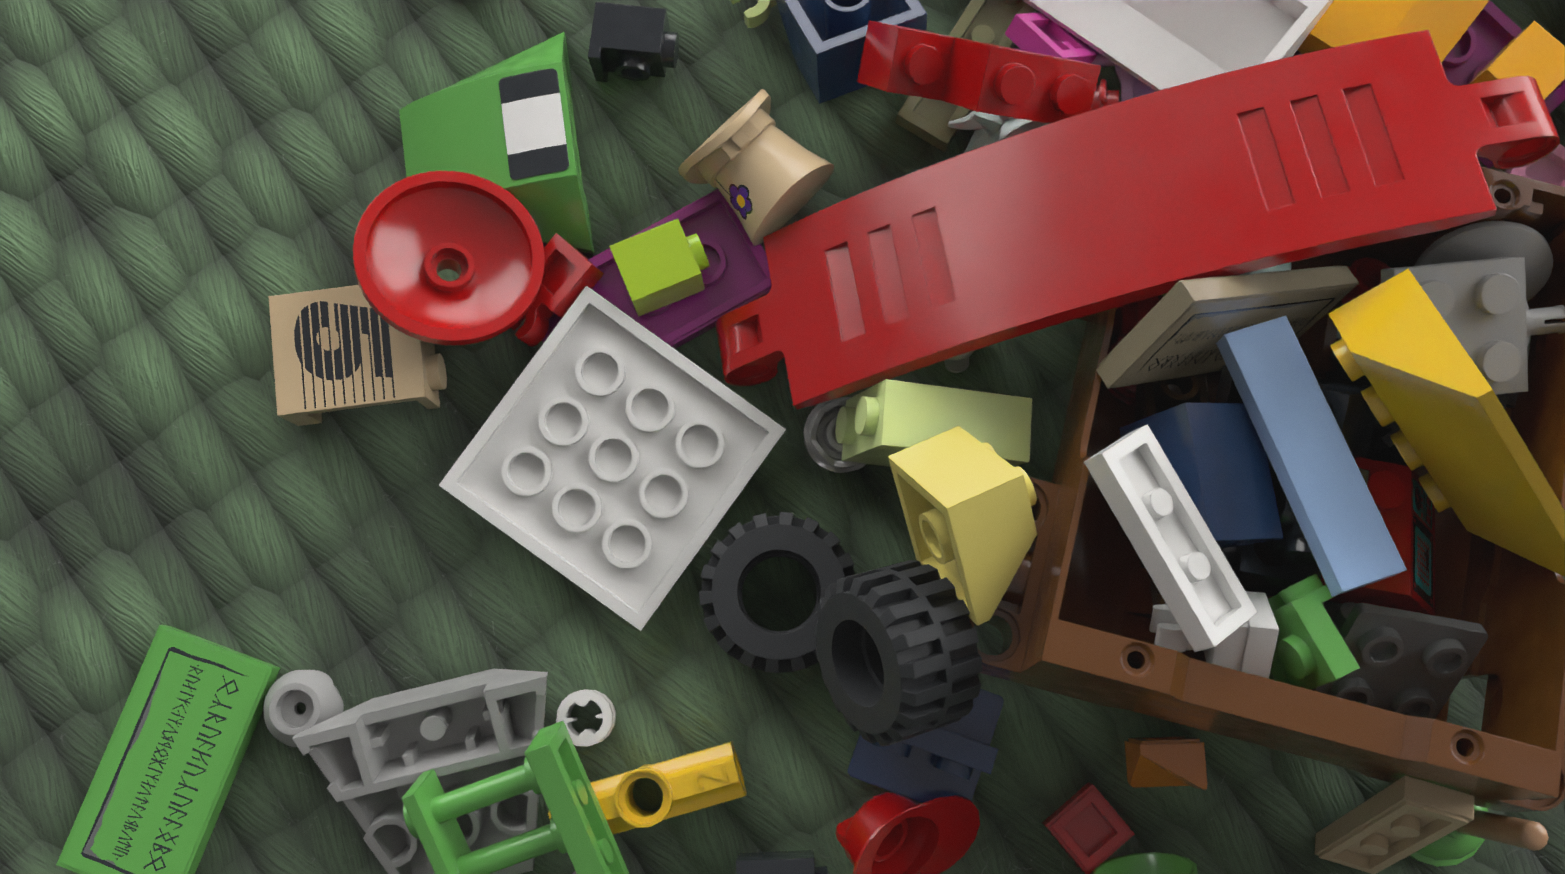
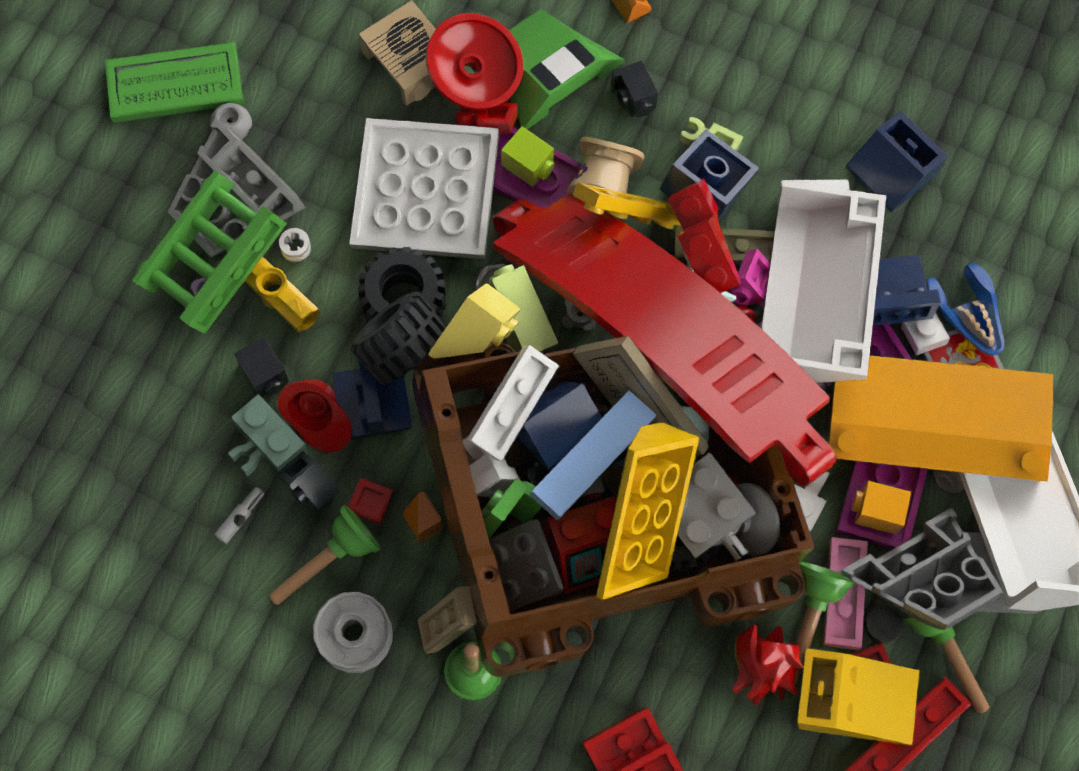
camera: 55 degrees right, 10 degrees down
(850, 160) = (624, 204): none -> yellow plate

